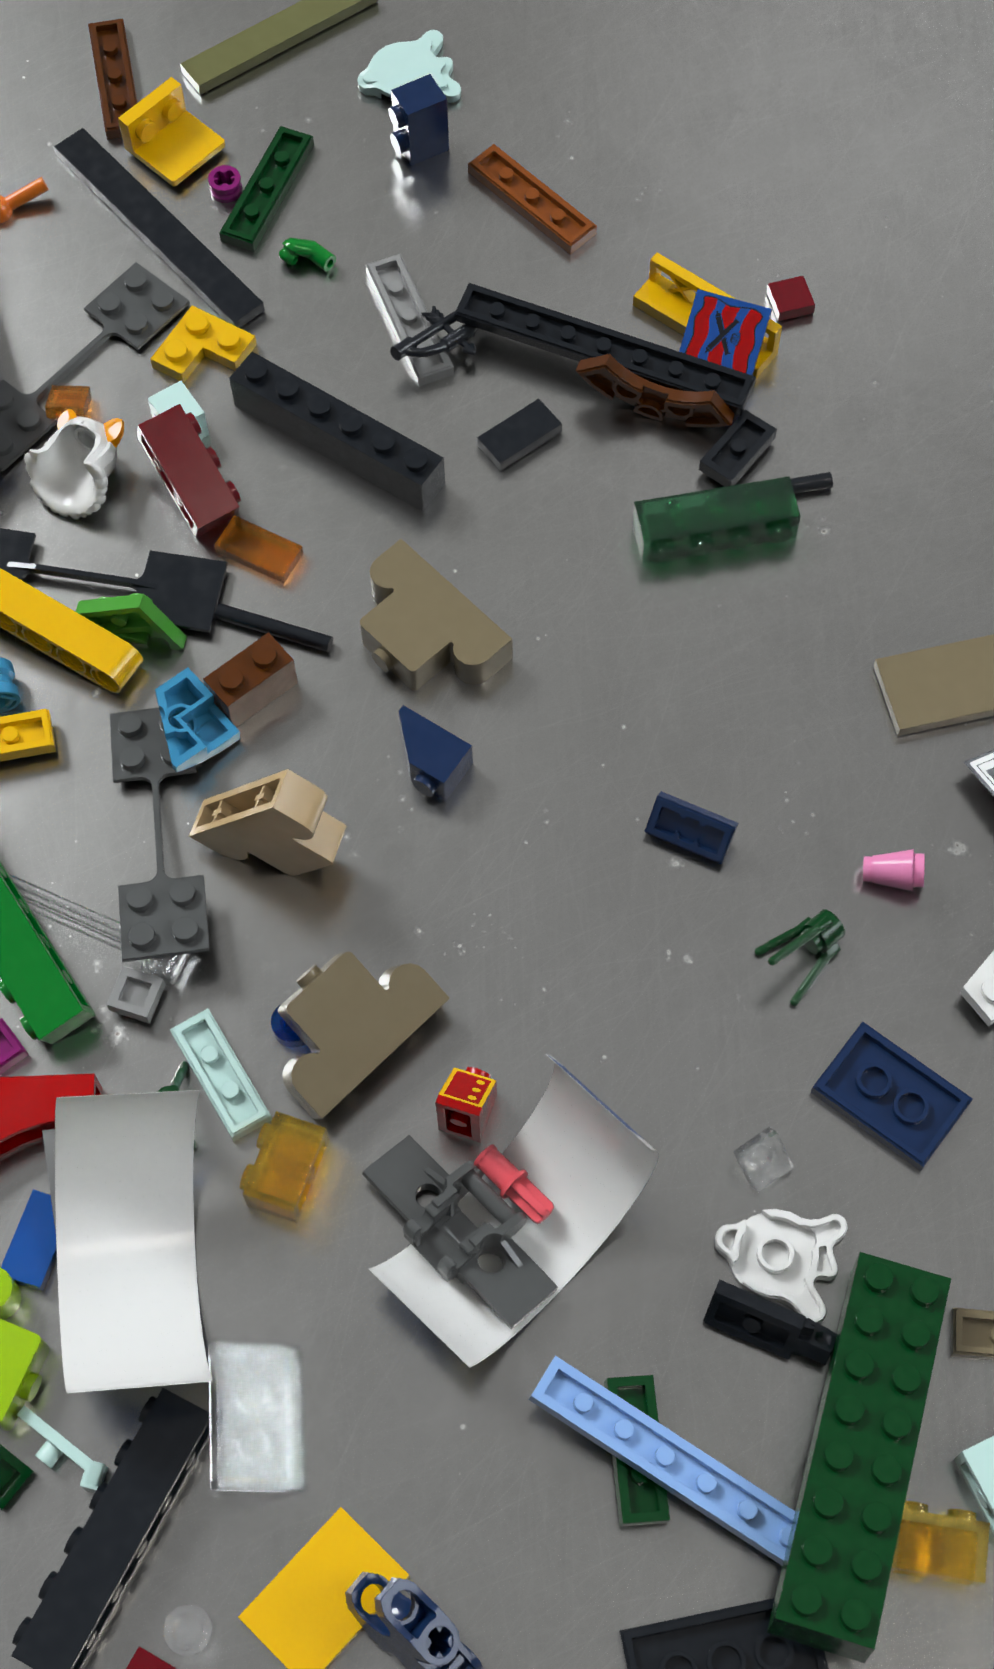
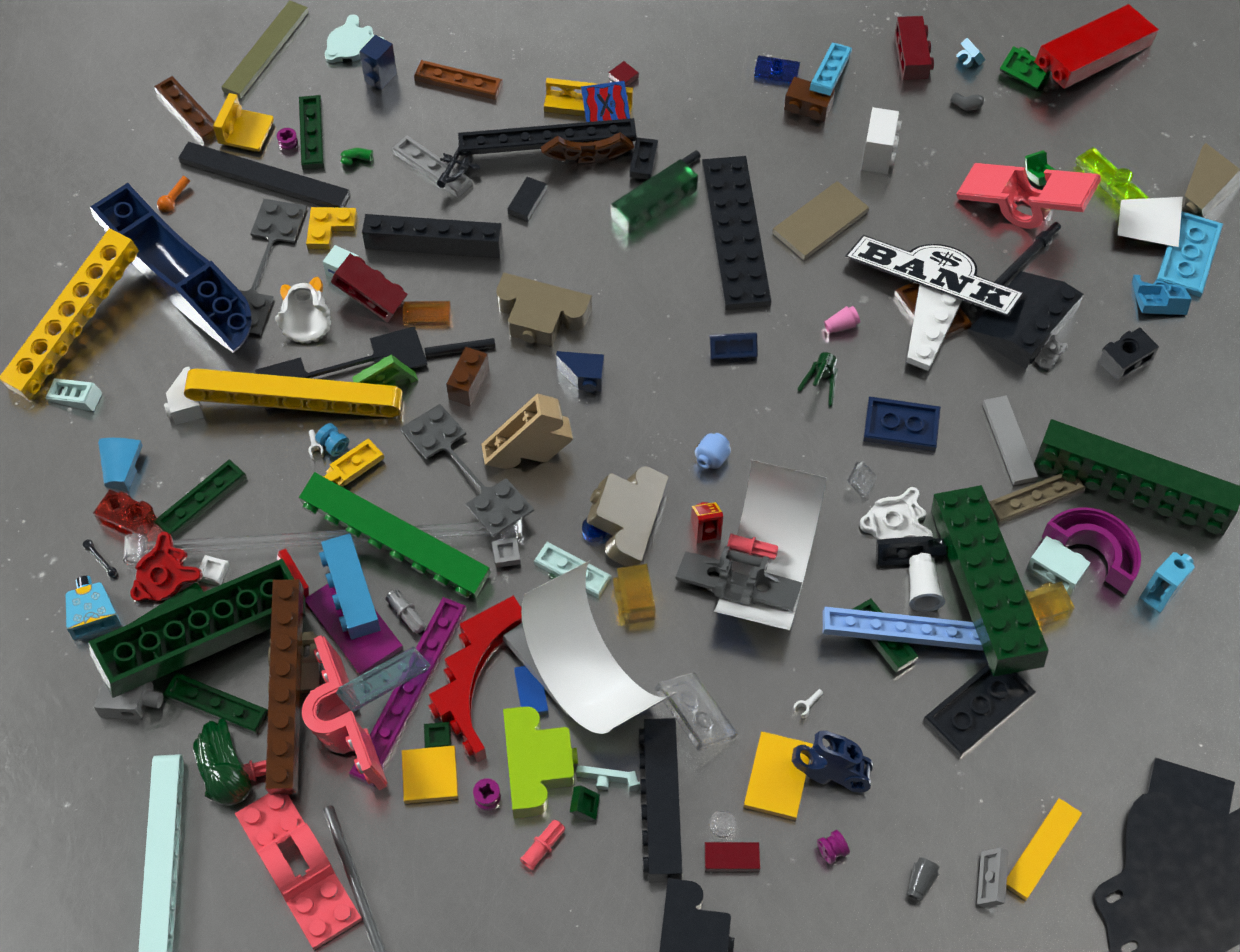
camera: 30 degrees left, 5 degrees down
(68, 397) = (273, 283): clear orange tile -> none
(192, 721) = (451, 410): dark azure slope -> none
(447, 1499) = (808, 703): none -> white hand
(549, 989) = (712, 451): none -> light blue head
(757, 1397) = (924, 584): none -> white plant
(812, 640) = (736, 233): none -> black plate

